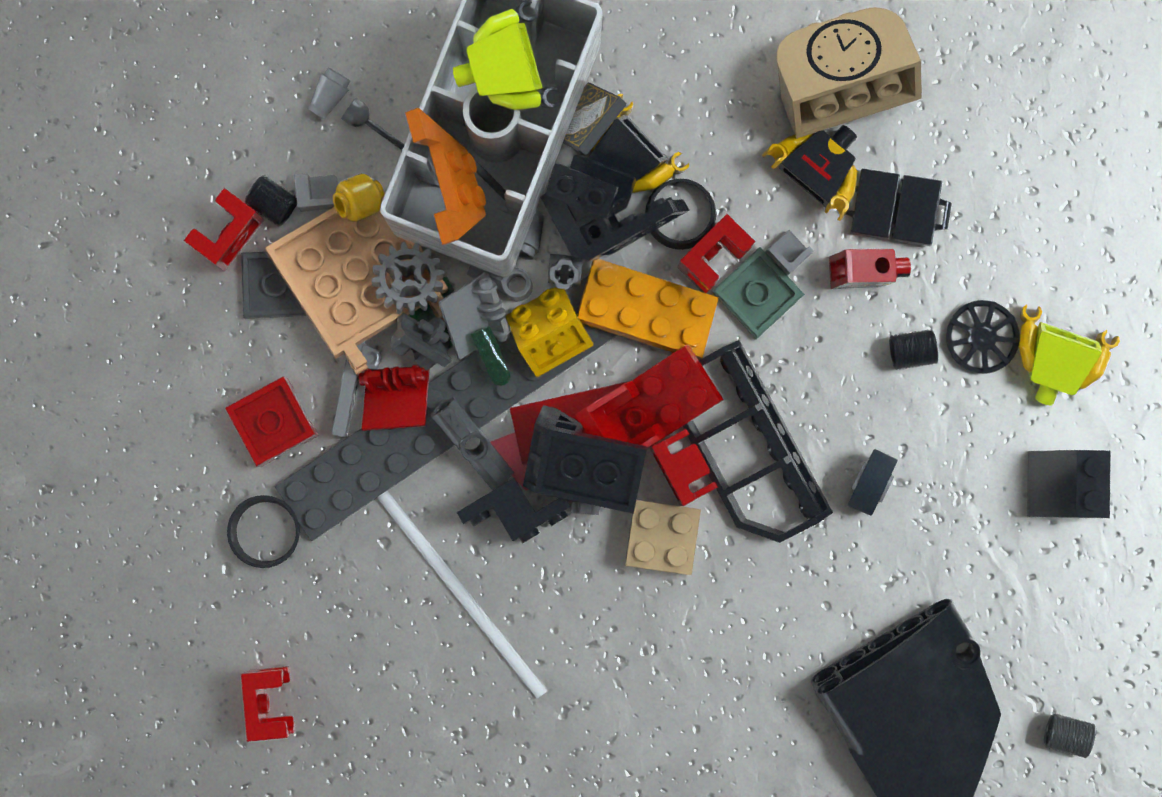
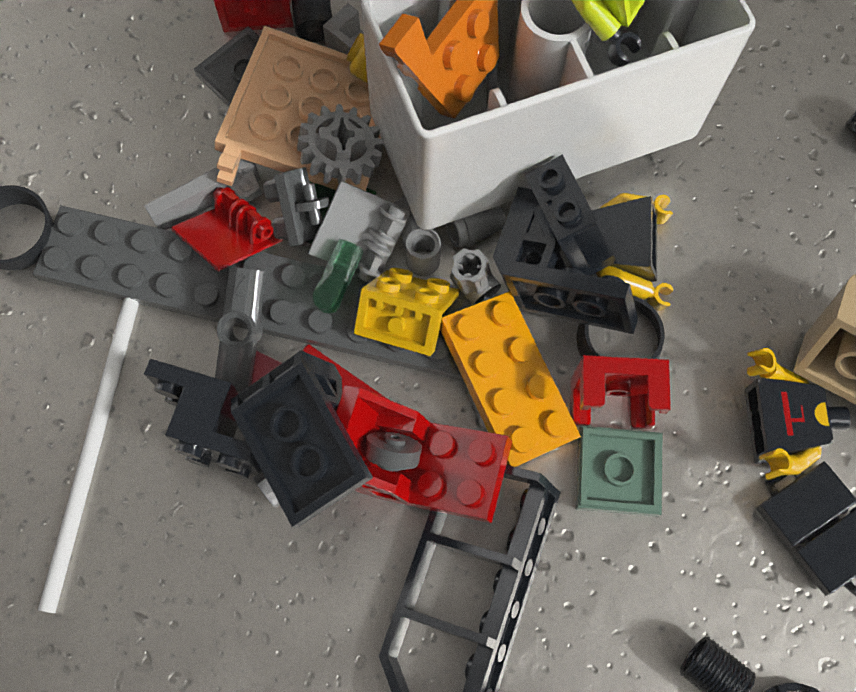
camera: 50 degrees right, 15 degrees down
(271, 421) = (115, 152): red panel -> none
(592, 117) = (625, 183): tile -> none
(633, 418) = (392, 451): none -> dark grey wheel
(663, 537) = (301, 589): tan brick -> none
(682, 468) = (387, 542): red panel -> none
(788, 252) = (683, 464): light grey panel -> none
(866, 268) = (746, 549): torso -> none

